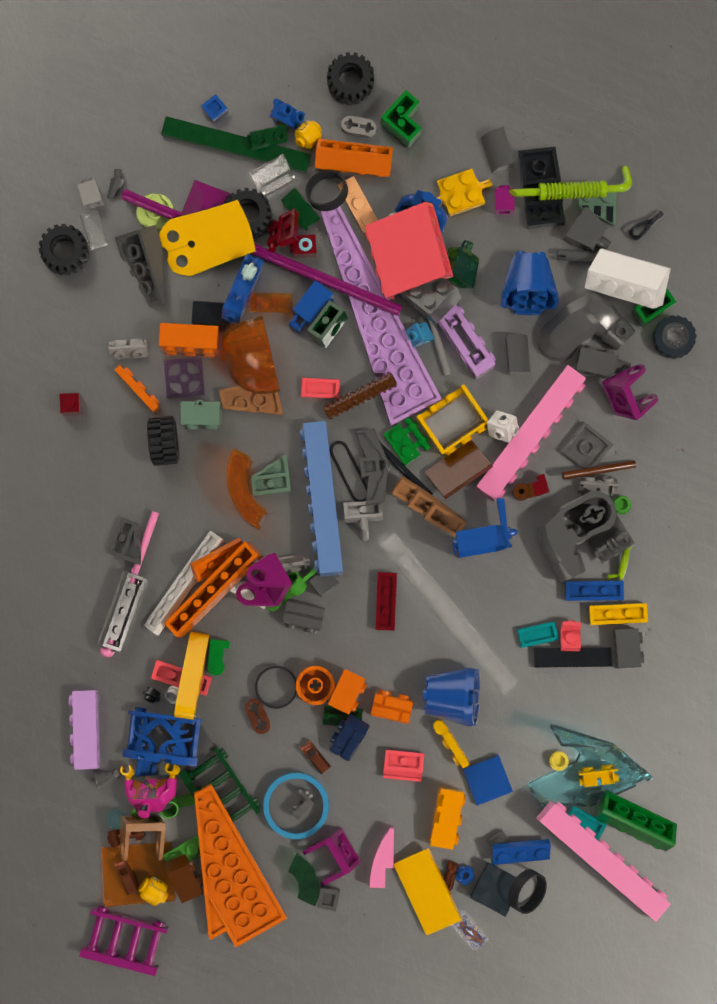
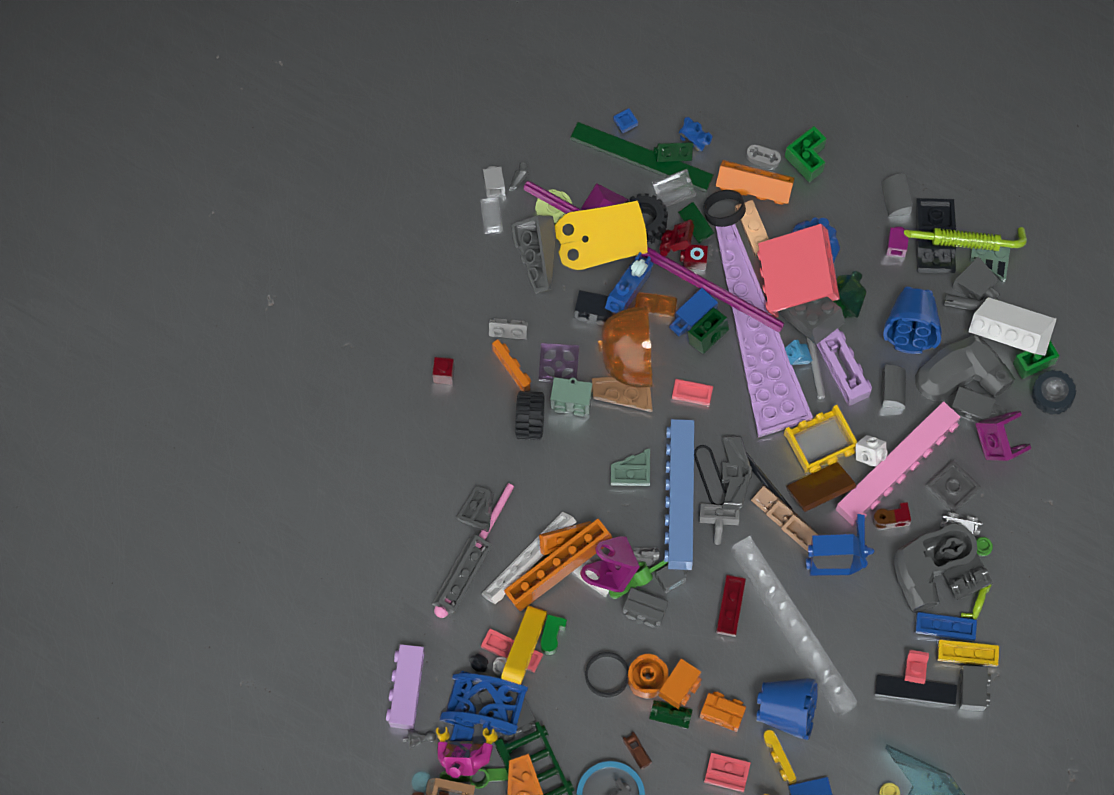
camera: 15 degrees right, 15 degrees down
(60, 234) = (455, 214): black tyre -> none
(189, 339) = (570, 325): orange brick -> none
(238, 486) = (602, 485): clear orange fence -> none
(253, 718) = (588, 700): copper beam -> none
(308, 134) = (712, 156): yellow head -> none
(349, 738) = (675, 732): dark blue brick -> none
(355, 64) = (764, 98): black tyre -> none
(360, 395) = (731, 402): reddish brown piece -> none
(403, 445) = (767, 457): green plate -> none
(462, 192) = (857, 229): yellow plate -> none
(537, 634) = (882, 662): teal tile -> none
(598, 470) = (963, 508): reddish brown bar -> none
(650, 221) = (1041, 281): black piece -> none

